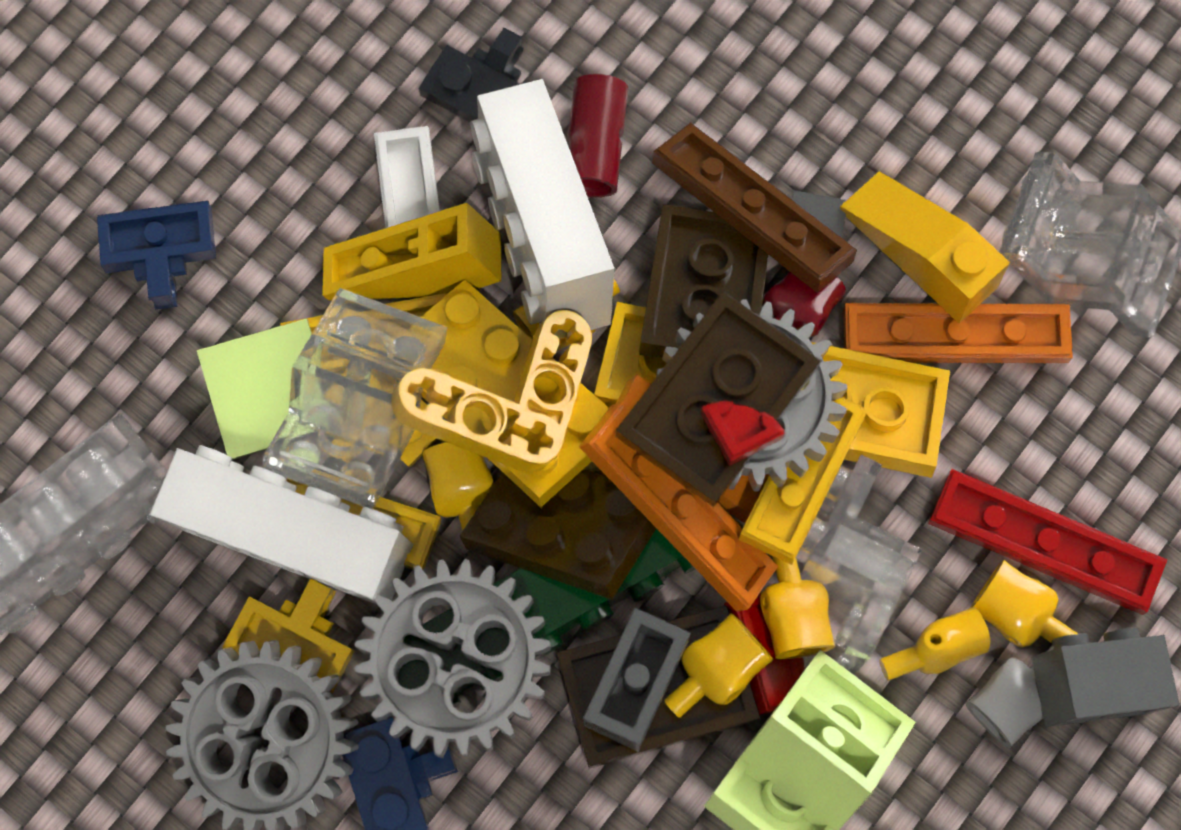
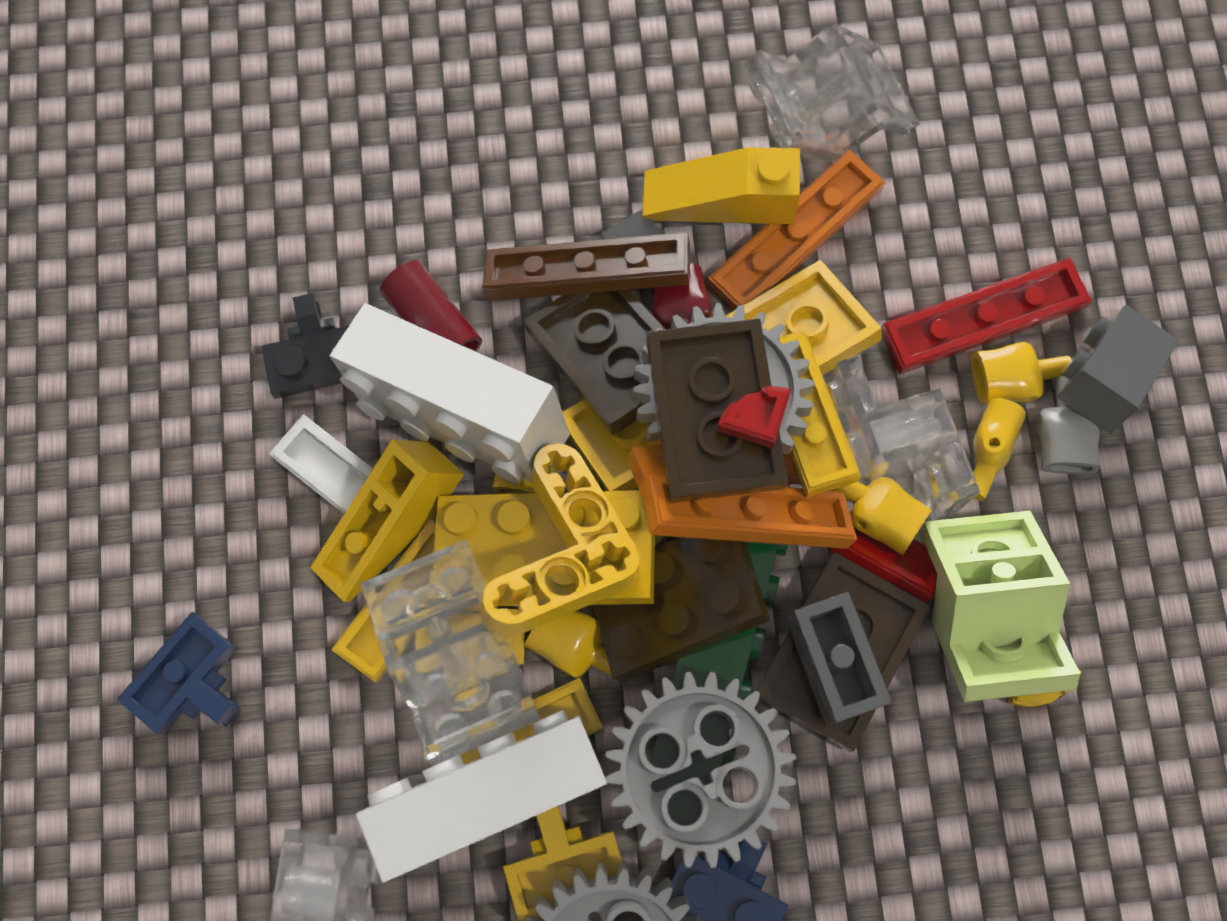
camera: 45 degrees left, 0 degrees up
(252, 384) = (359, 709): yellowish green tile -> none
(719, 666) = (878, 593): yellow piece -> none

